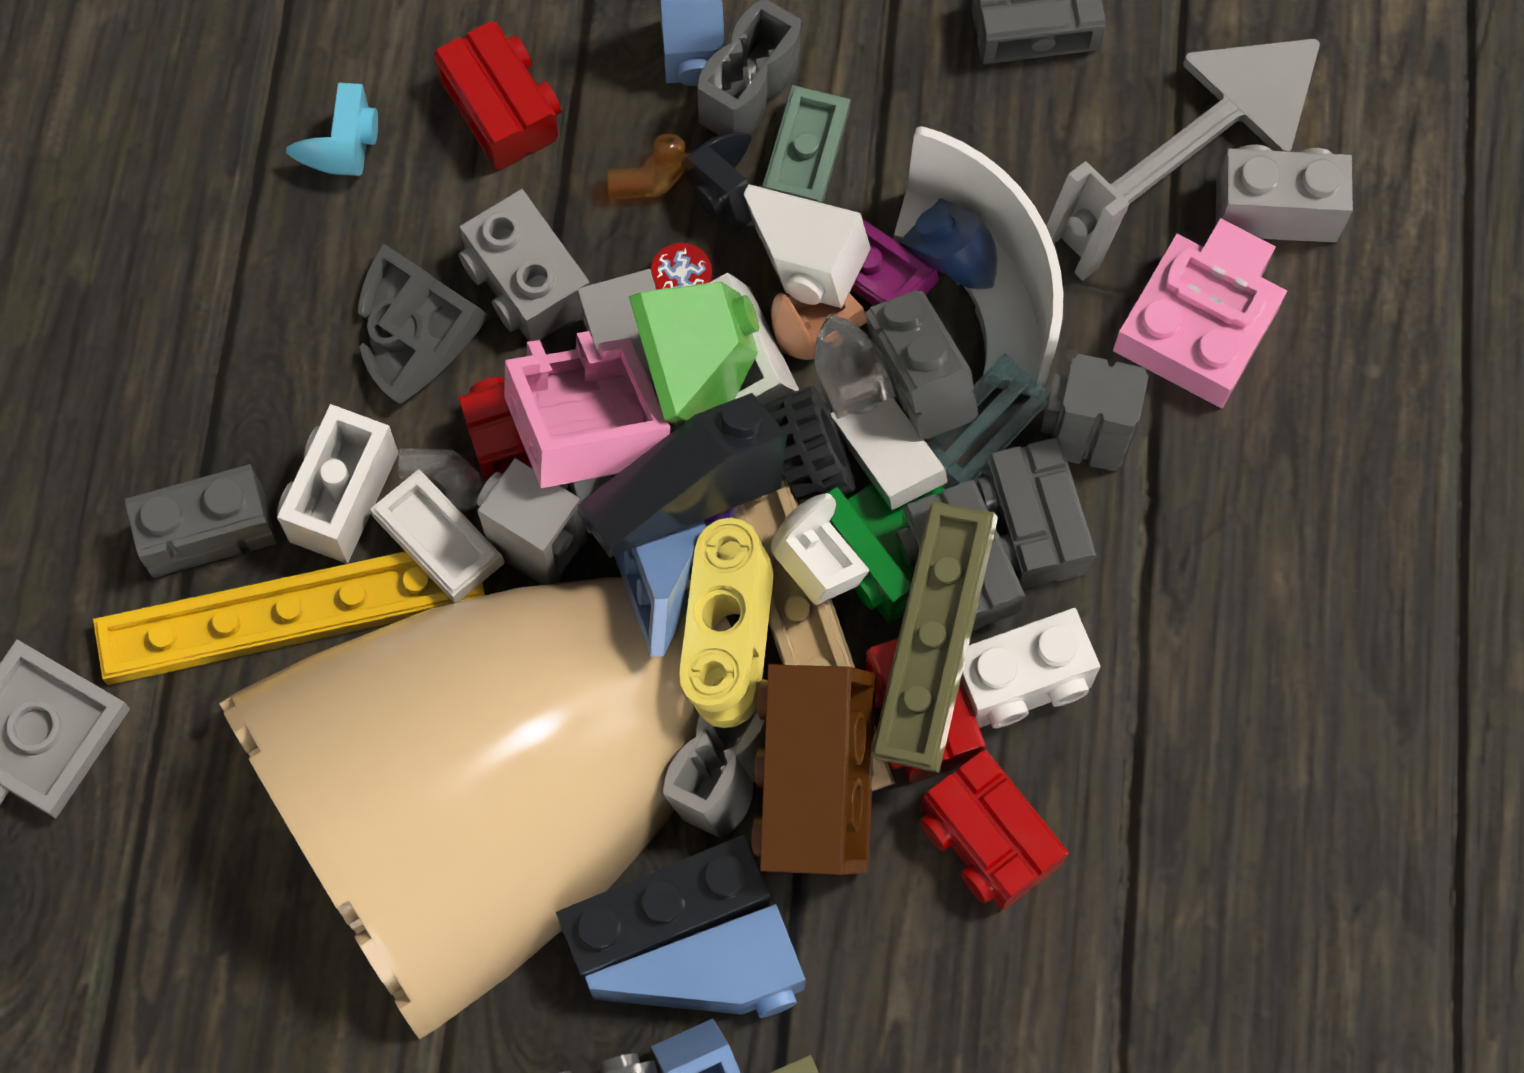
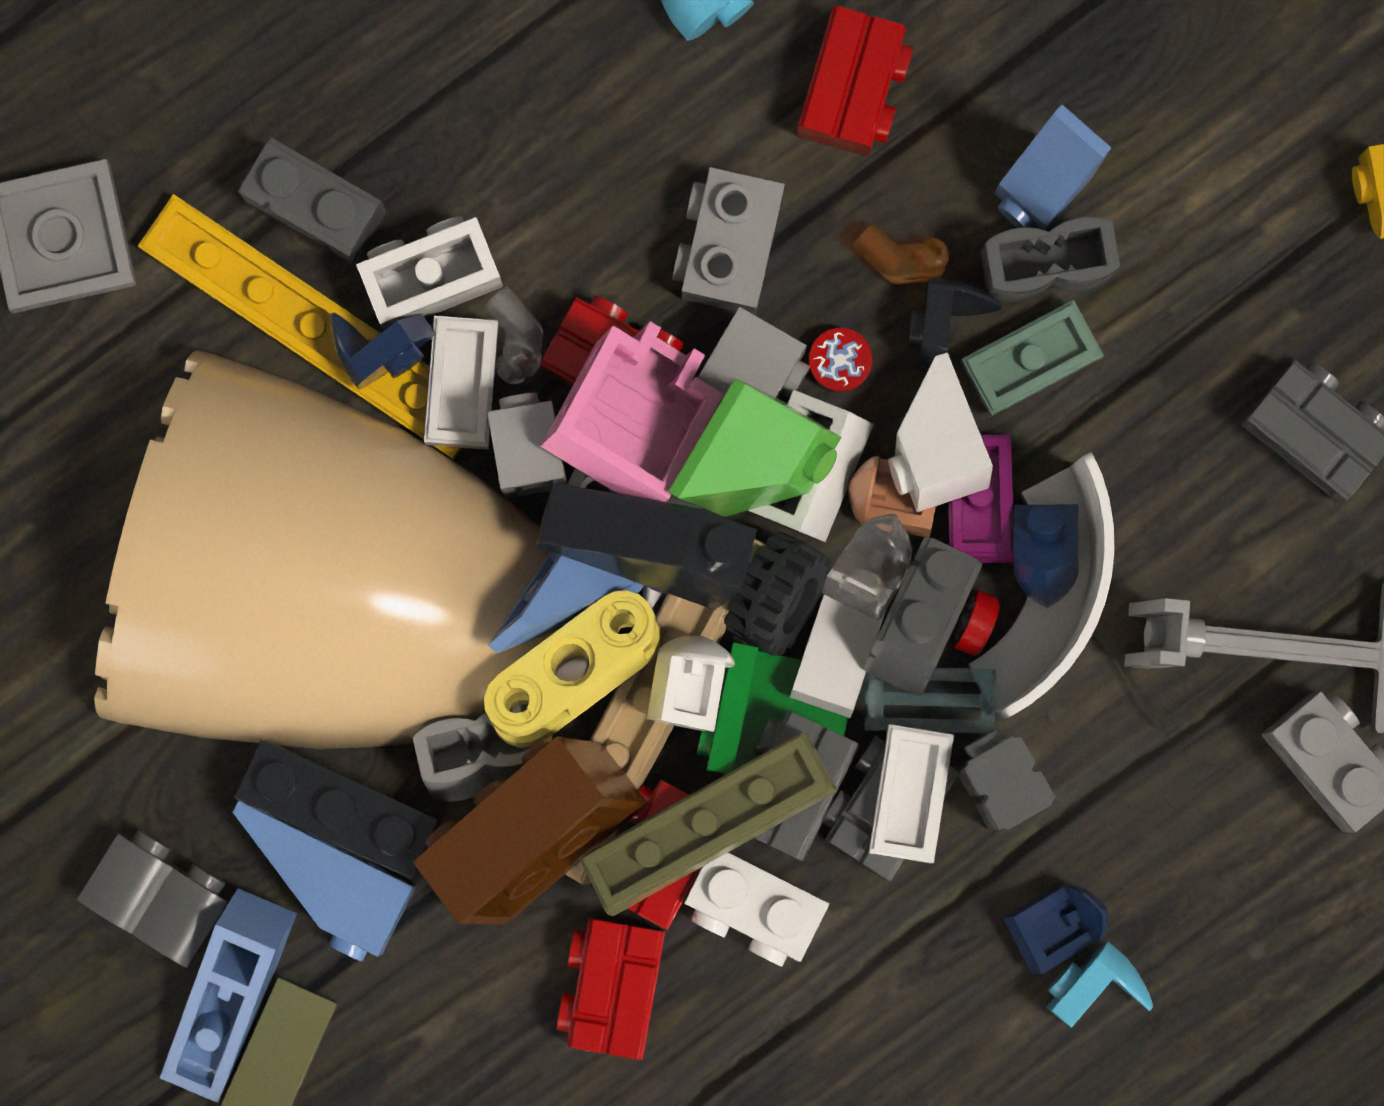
camera: 45 degrees right, 15 degrees up
(364, 557) = (391, 351): none -> dark blue plate
(411, 324) = (612, 199): dark grey brick -> none
(965, 338) = (975, 623): none -> red tile
(1045, 480) = (911, 793): none -> white tile
(1203, 312) = (1176, 786): bright pink piece -> none
(1235, 474) = (1057, 926): none -> dark blue plate
(1295, 498) = (1080, 986): none -> medium azure plate

